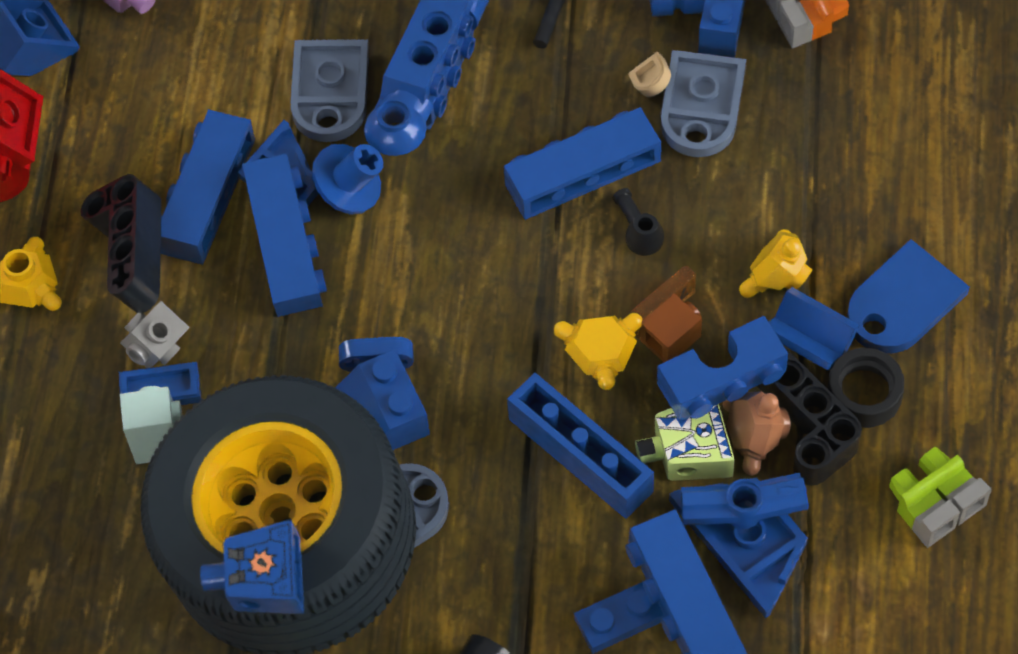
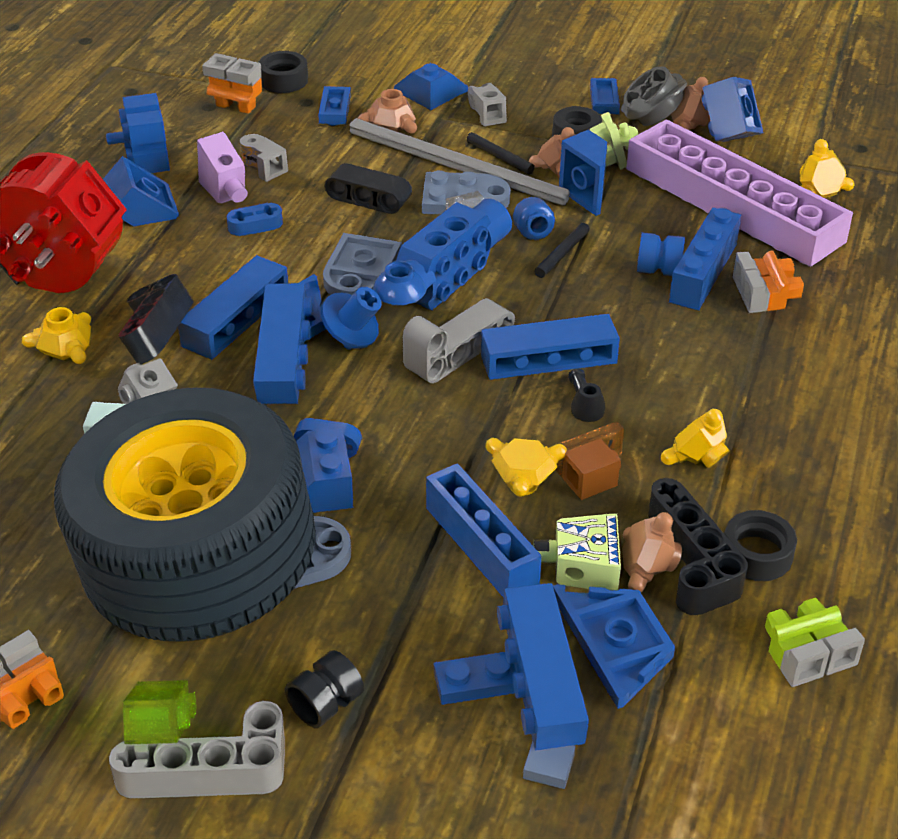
camera: 10 degrees right, 20 degrees down
(176, 35) = (254, 219): none -> blue beam
(260, 570) = (138, 514): torso -> none
(458, 203) = (438, 351): none -> light grey beam
(651, 75) = (624, 302): tan tile -> none
(696, 388) = (601, 501): blue arch -> none
(702, 98) = (664, 324): sand blue plate -> none
(769, 499) = (620, 599): blue piece -> none
(813, 329) = (720, 489): blue panel -> none
(906, 297) = (811, 491): blue tile -> none

